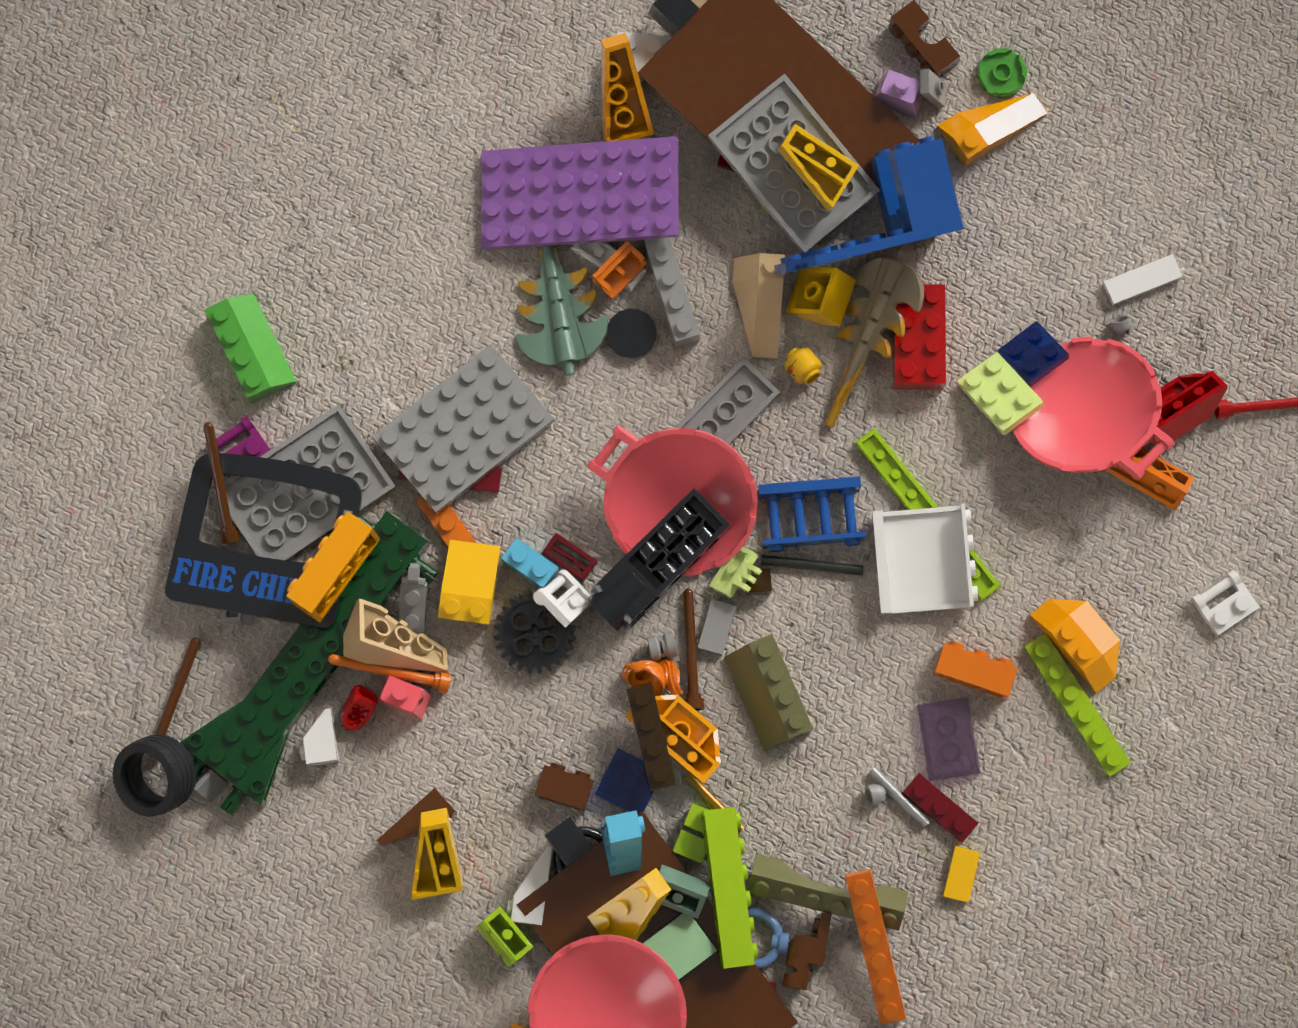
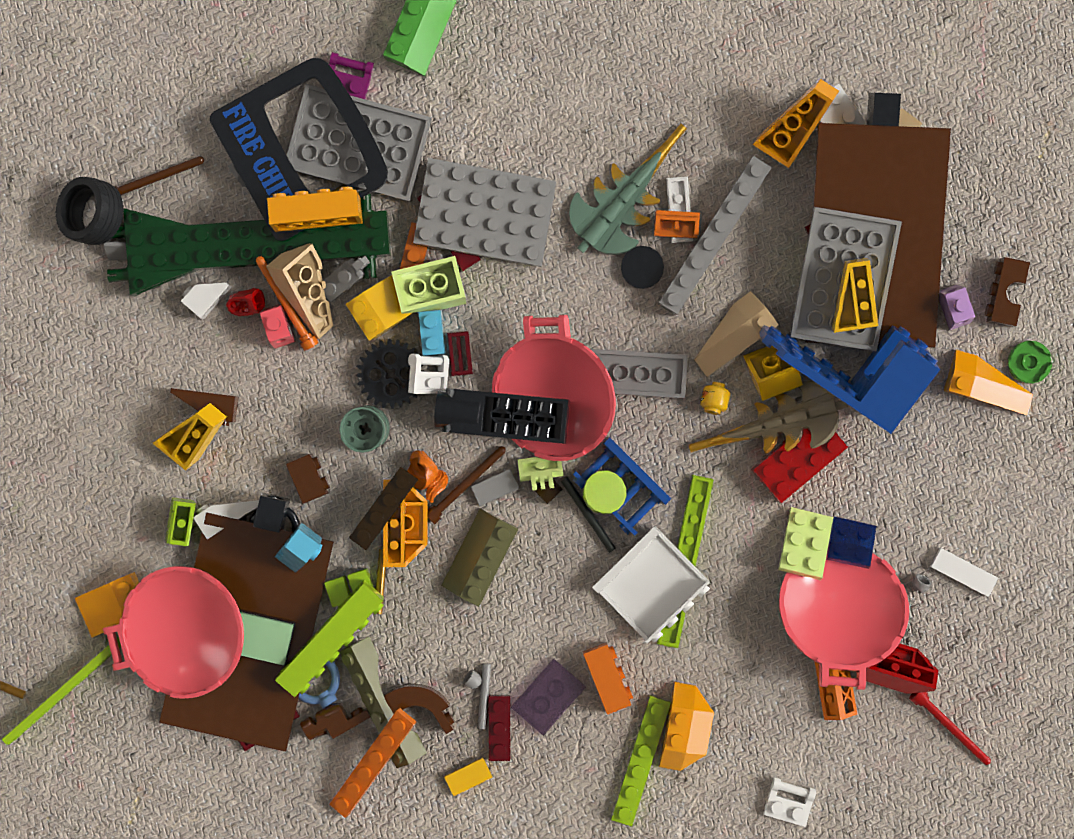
camera: 50 degrees right, 10 degrees up
(228, 532) = (287, 119): reddish brown piece -> none
(487, 528) = (429, 286): none -> yellowish green slope
(549, 691) = (353, 434): none -> sand green wheel
(580, 193) = (706, 154): medium lavender plate -> none
(625, 783) = (343, 514): clear blue plate -> none
(633, 908) = (260, 590): yellow wedge -> none
(667, 644) = (455, 466): light grey wheel -> none
(686, 891) = (300, 611): sand green brick -> none
(804, 529) = (604, 492): none -> lime tile
(852, 851) = (424, 696): none -> reddish brown arch
(932, 88) = (978, 326): light grey plate -> none

